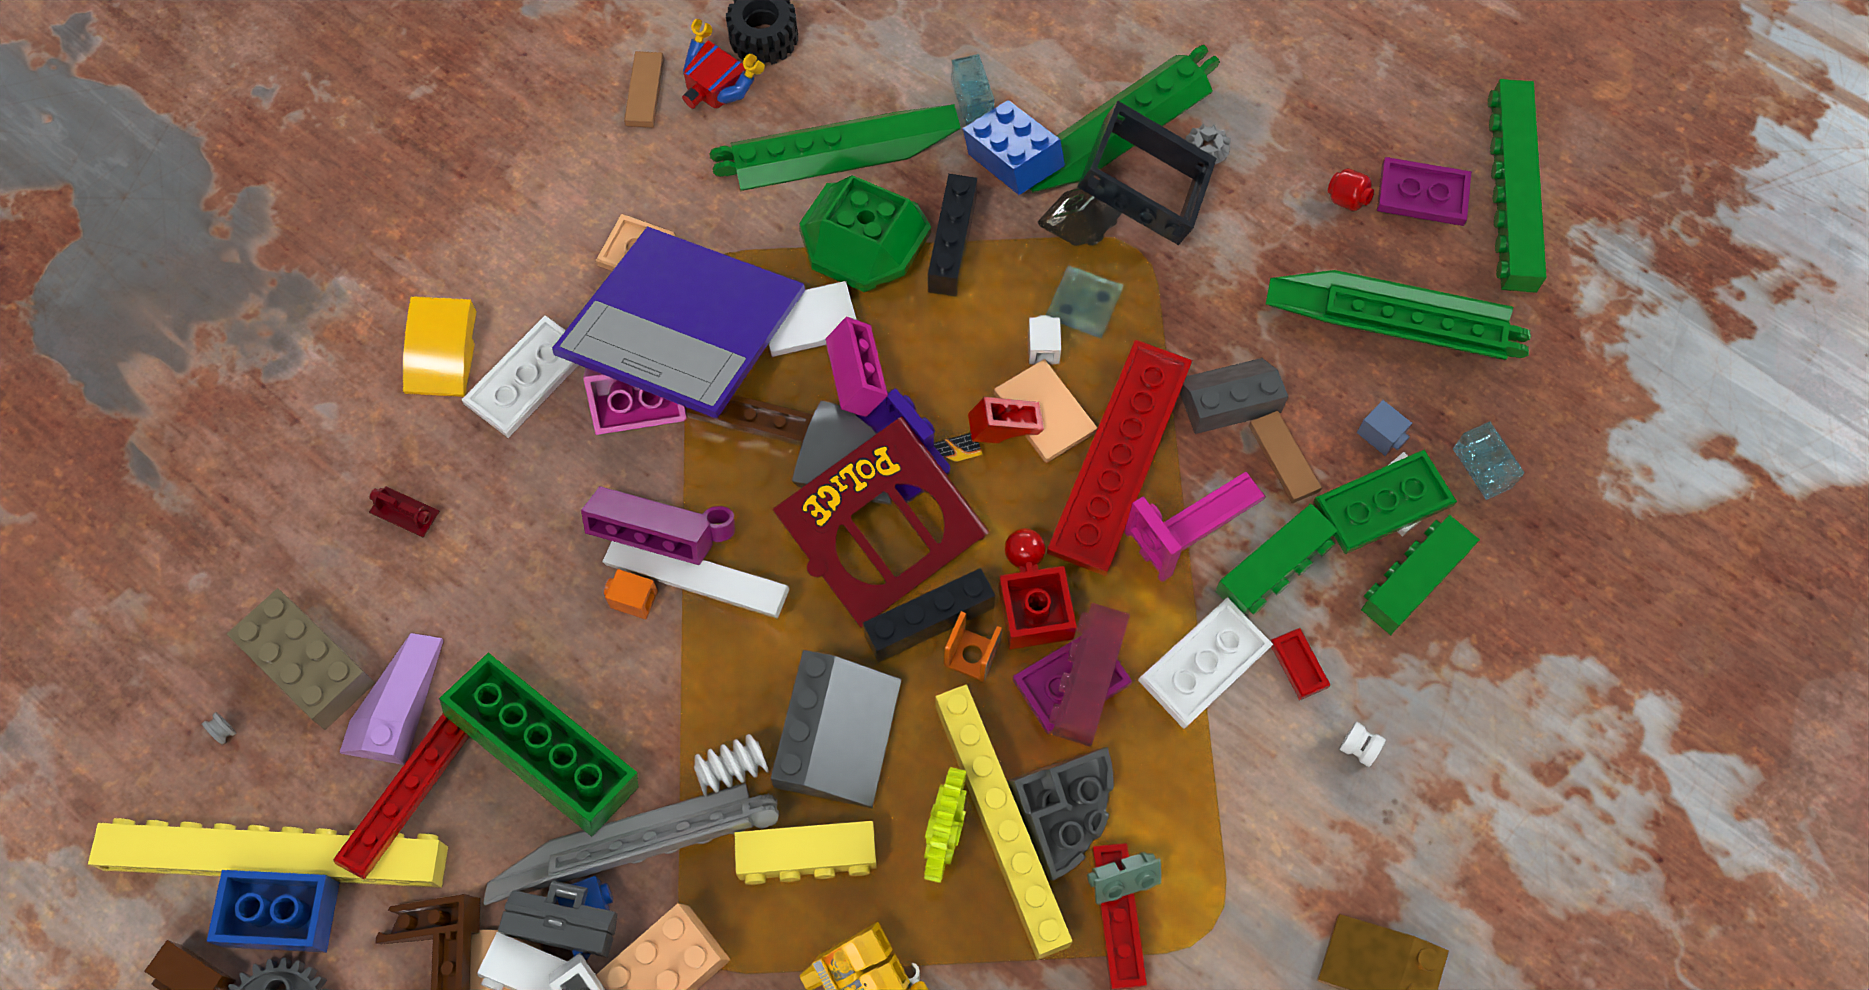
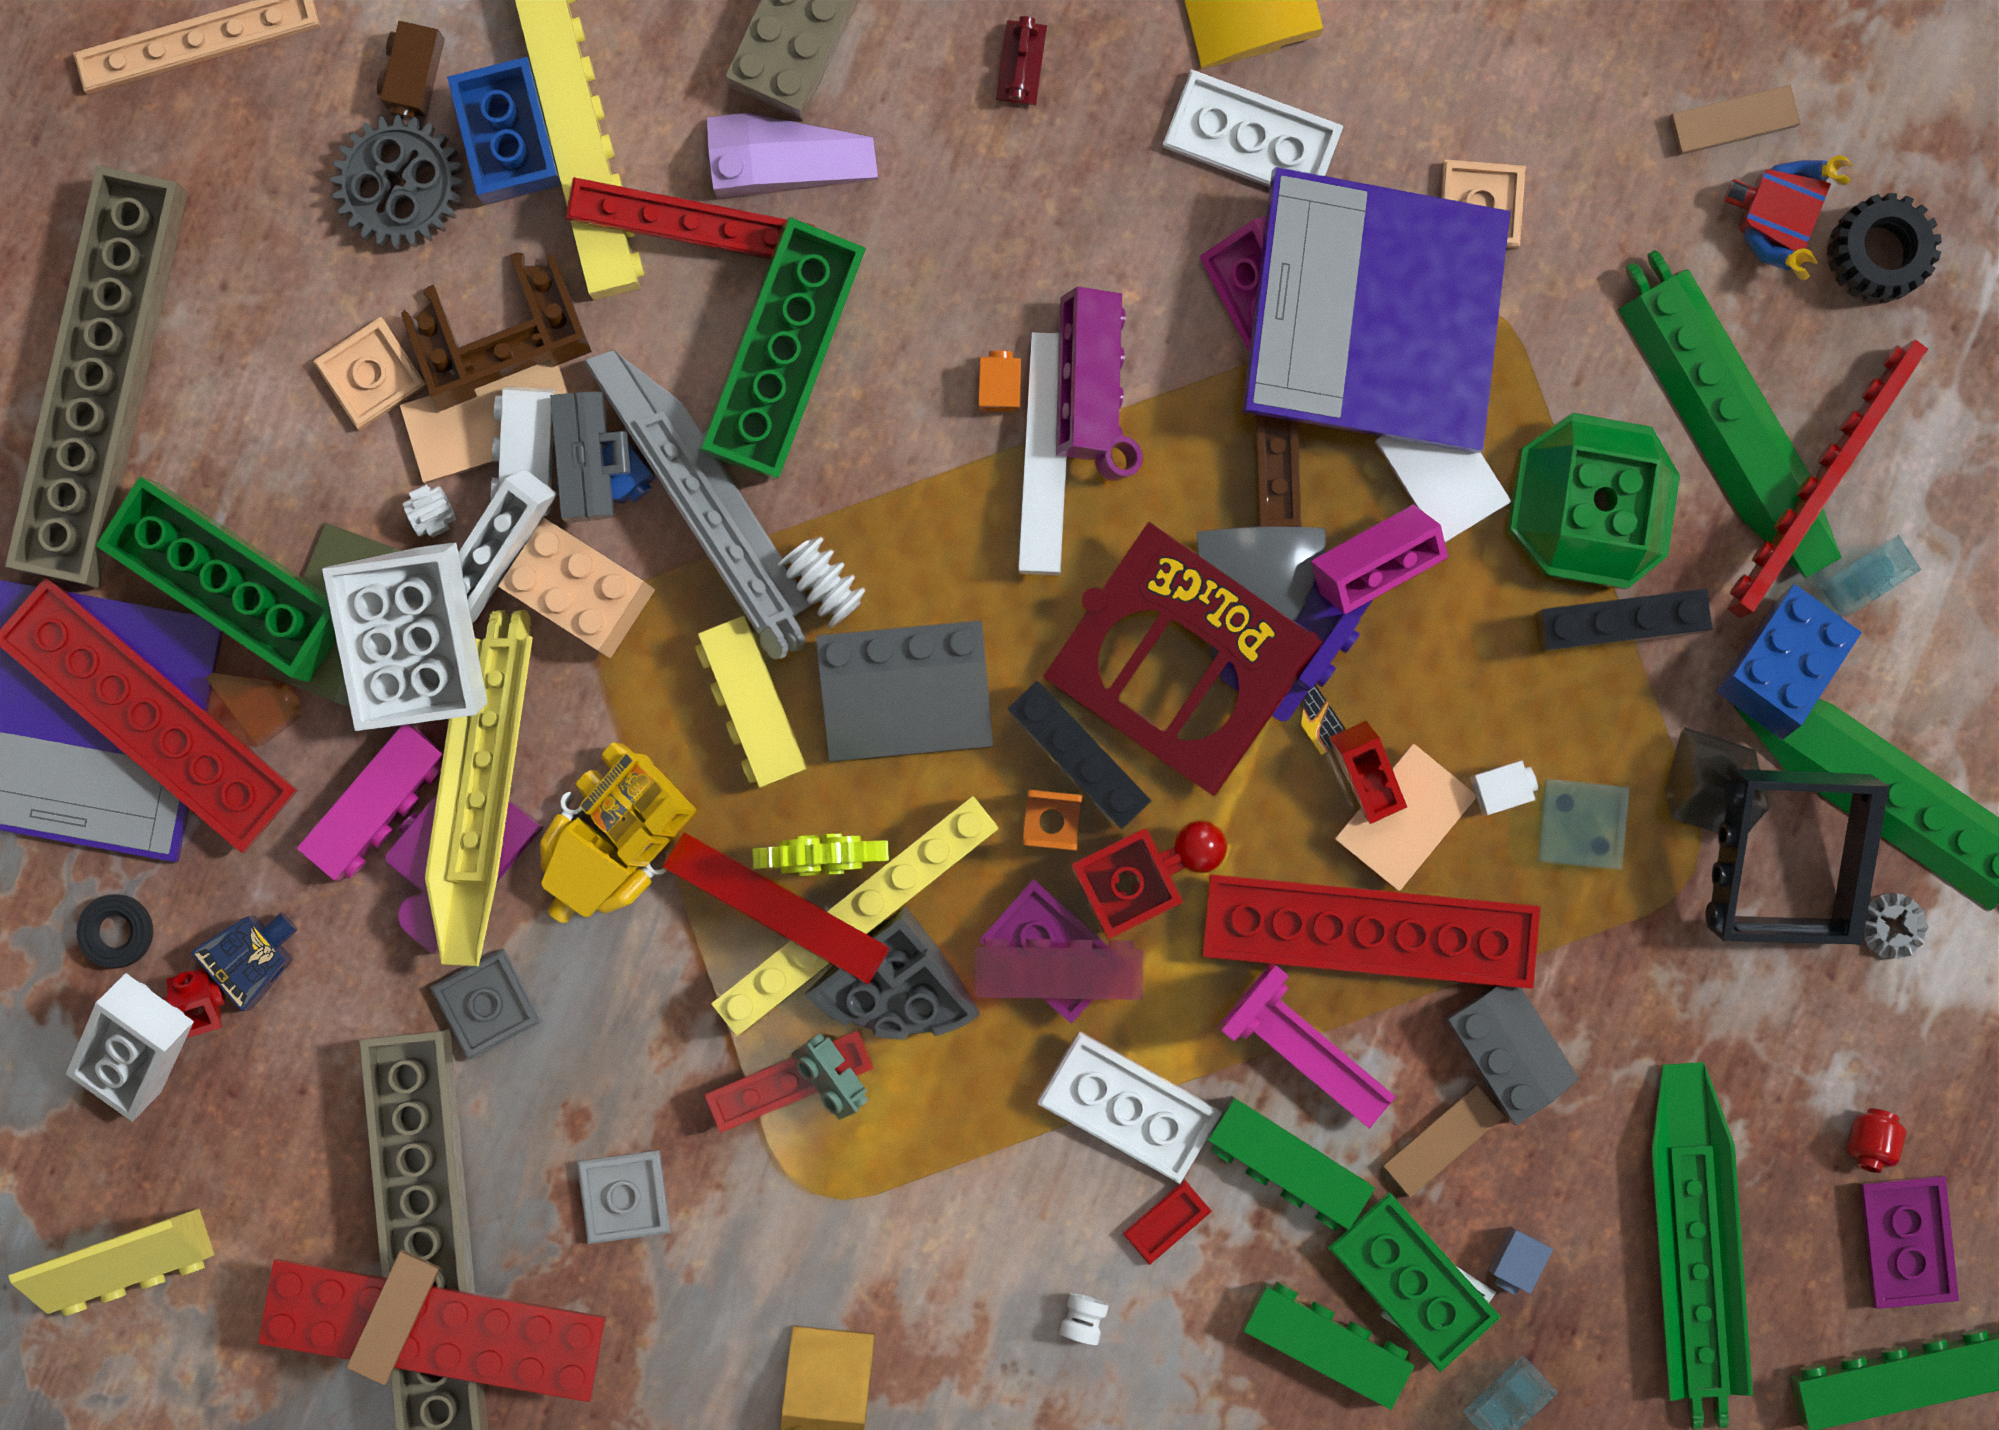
camera: 75 degrees right, 20 degrees up
(902, 95) = (1817, 490): none -> red plate
(976, 877) = (776, 908): none -> red tile

